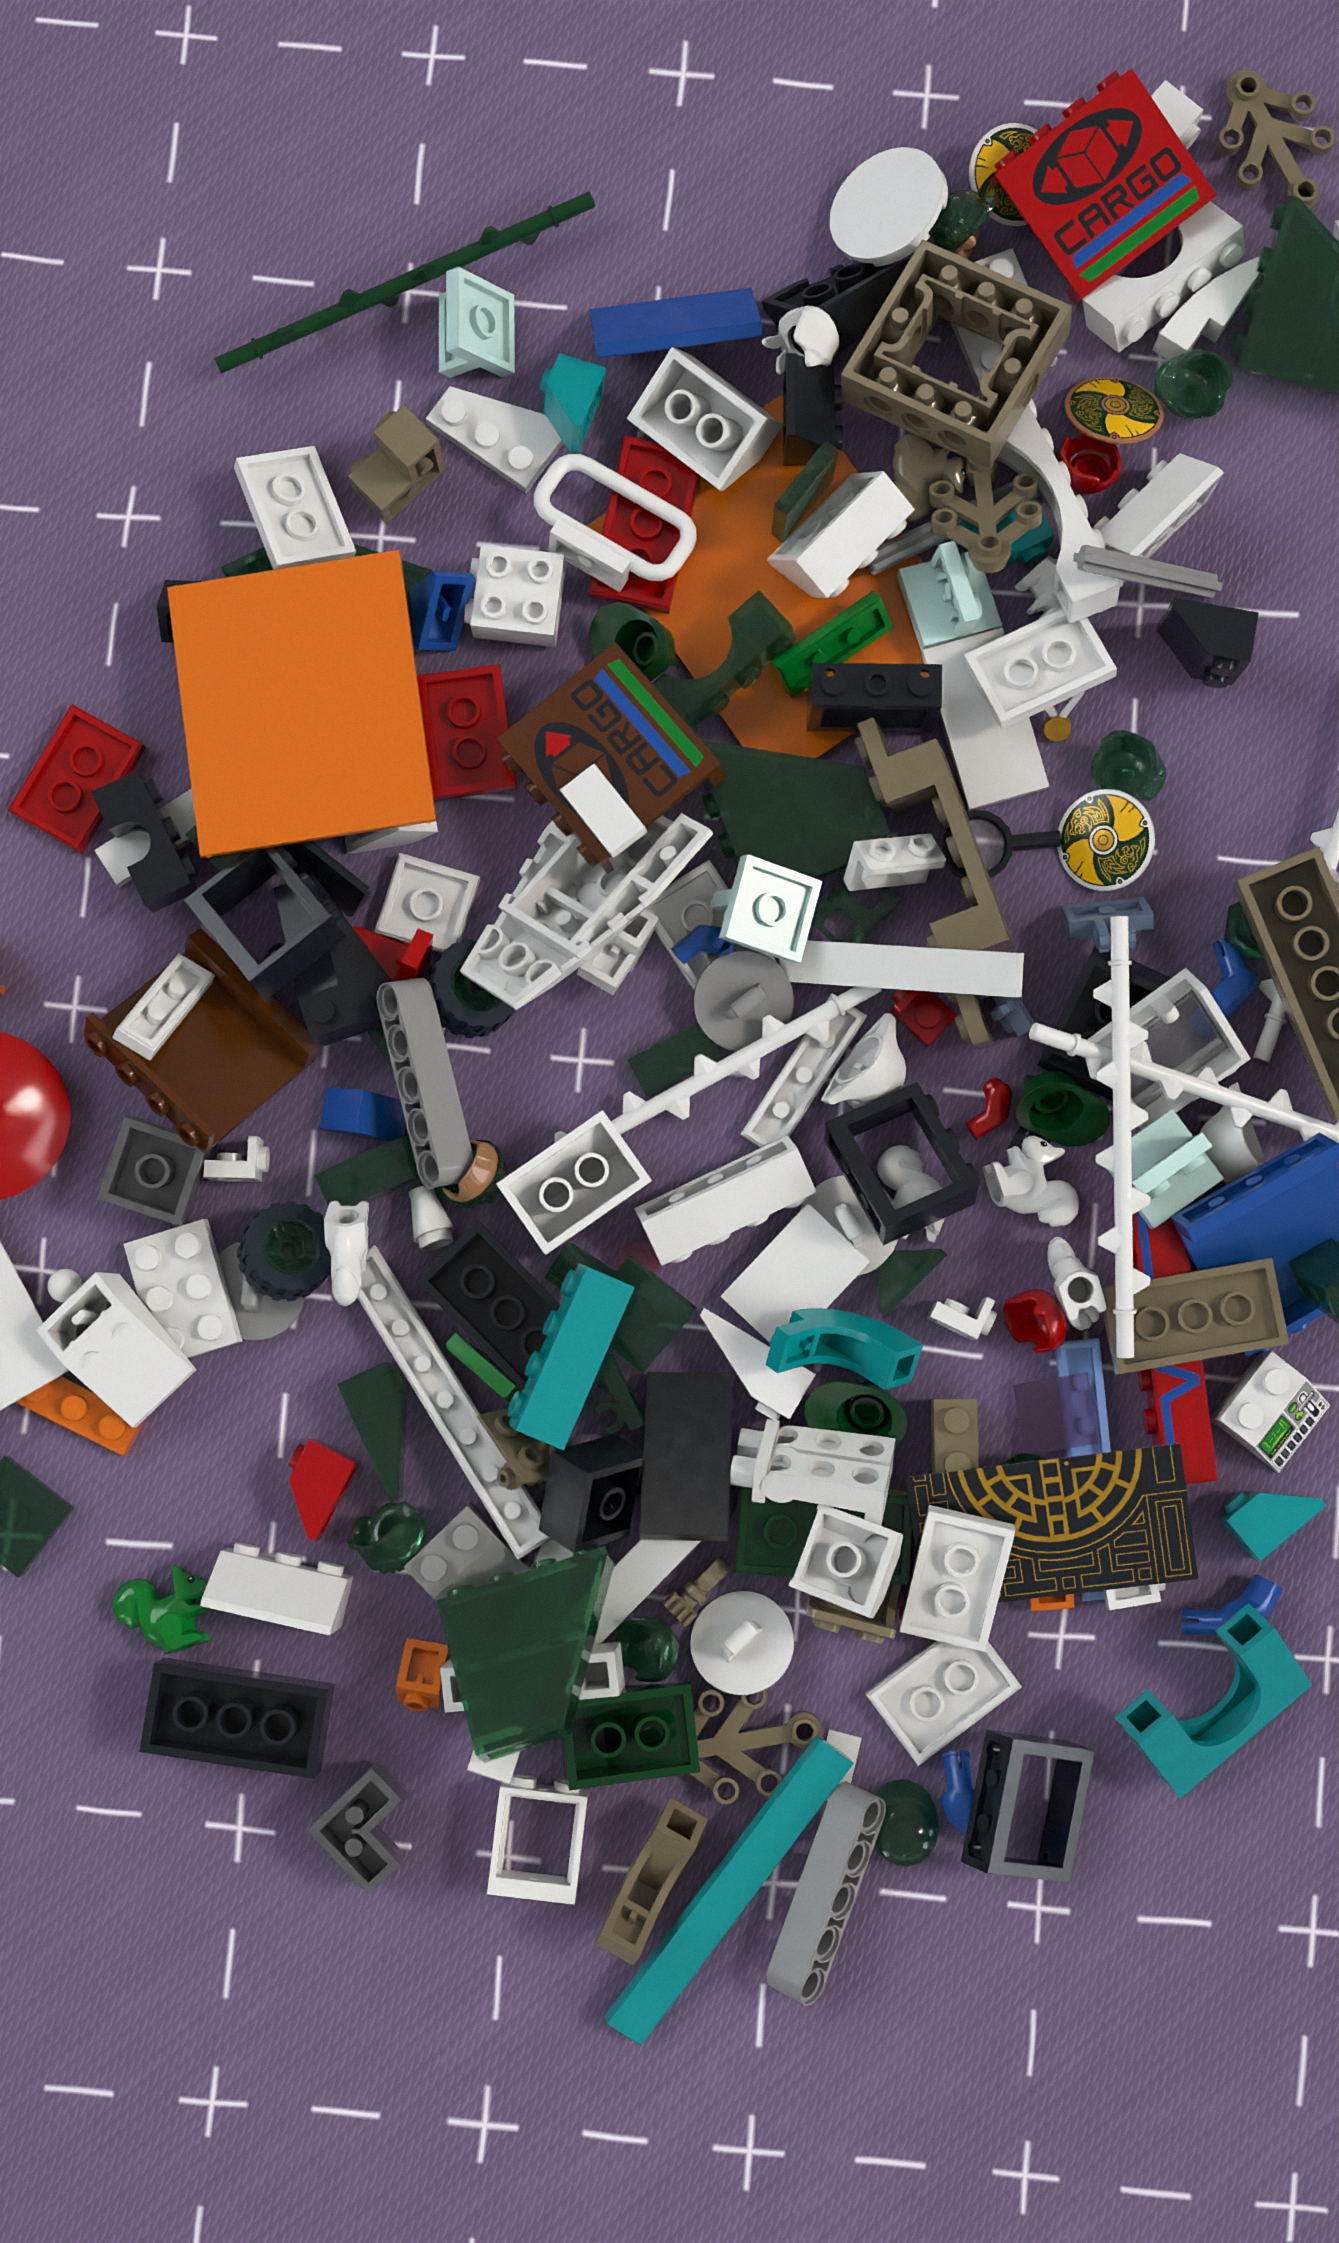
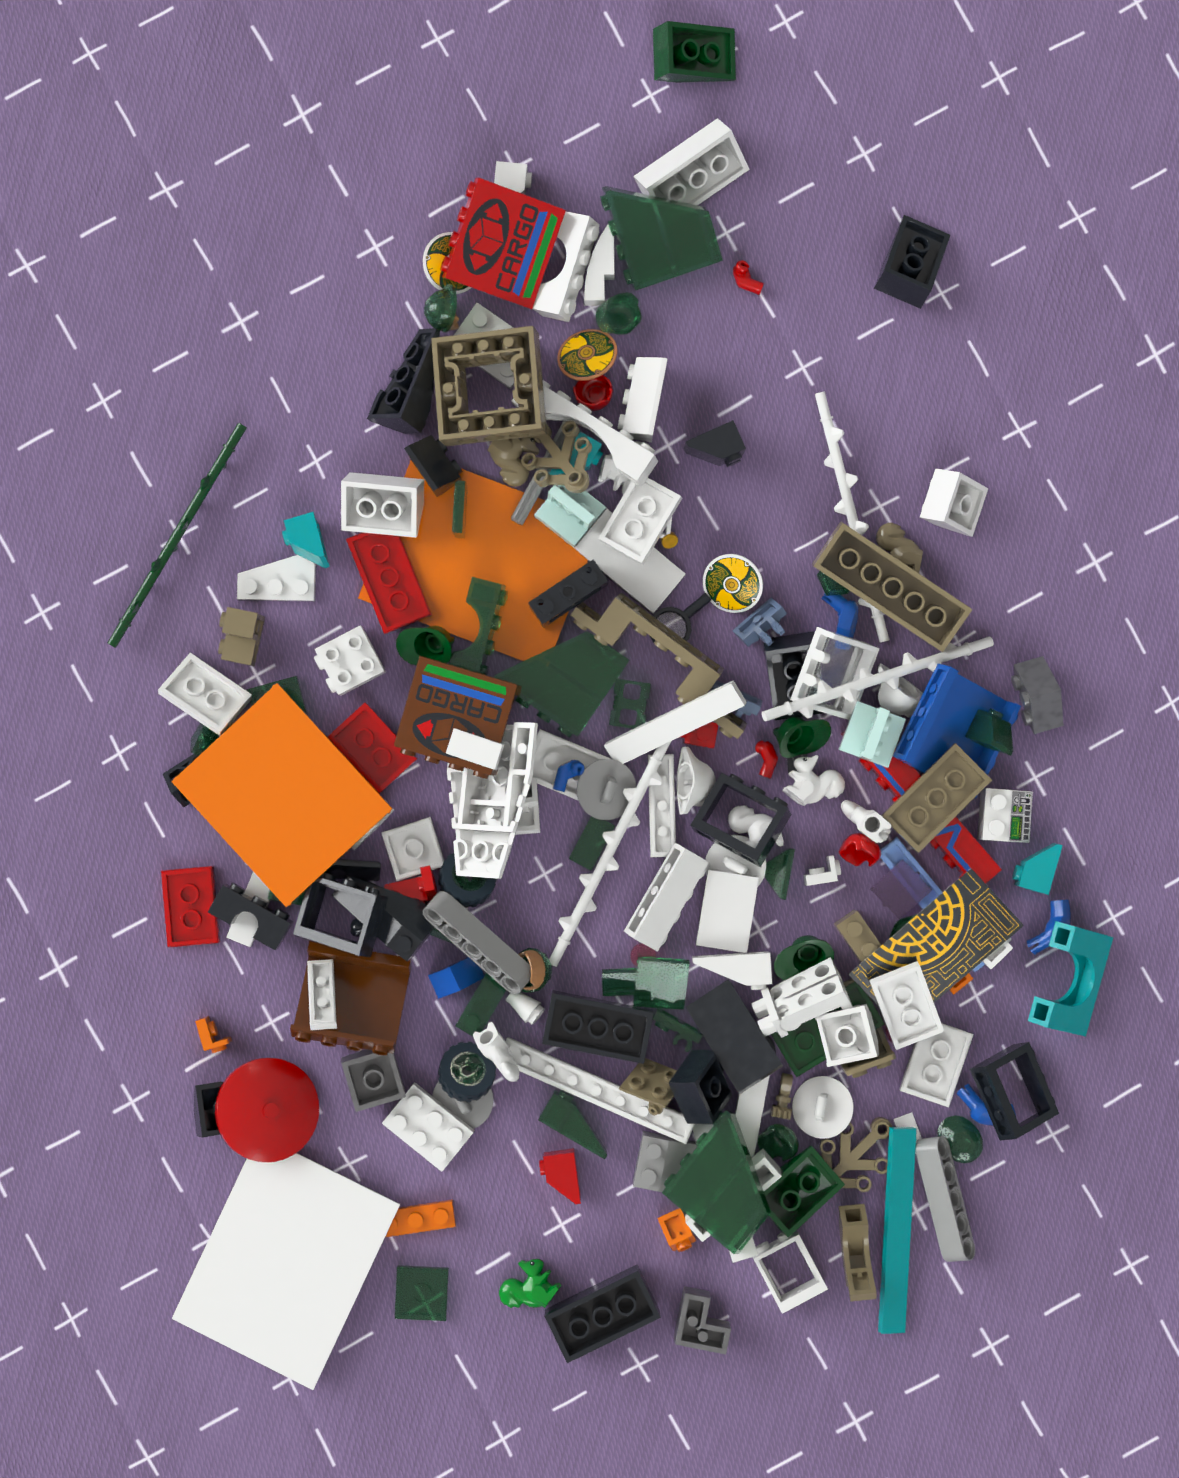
camera: 35 degrees left, 5 degrees up
(123, 1350) = (422, 1176): white slope -> none
(231, 1168) = (408, 1048): white bracket -> none
(278, 1589) = (579, 1239): white slope -> none
(389, 1537) = (615, 1175): clear green hair -> none
(440, 609) = (315, 696): blue slope -> none
(475, 326) = (230, 534): light aqua bracket -> none
(482, 1367) = (604, 1062): green tile -> none
(569, 1356) = (645, 1030): teal brick -> none
(574, 1182) = (586, 941): white slope -> none
(595, 552) = (372, 612): white bar -> none
(675, 322) = (331, 462): blue tile -> none
(768, 908) = (589, 738): light aqua bracket -> none
(813, 332) = (411, 427): white piece -> none
(833, 642) = (527, 576): green tile -> none
(842, 534) = (493, 517): white slope -> none
(847, 1341) = (772, 925): teal arch -> none
(888, 206) = (399, 327): white tile -> none
(892, 861) = (634, 669): white bracket -> none
(1125, 1118) = (838, 727): white plant -> none
(1129, 765) = (719, 538): clear green hair -> none
(1147, 571) = (663, 436): light grey axle -> none
(1272, 133) = (569, 149): dark tan plant -> none

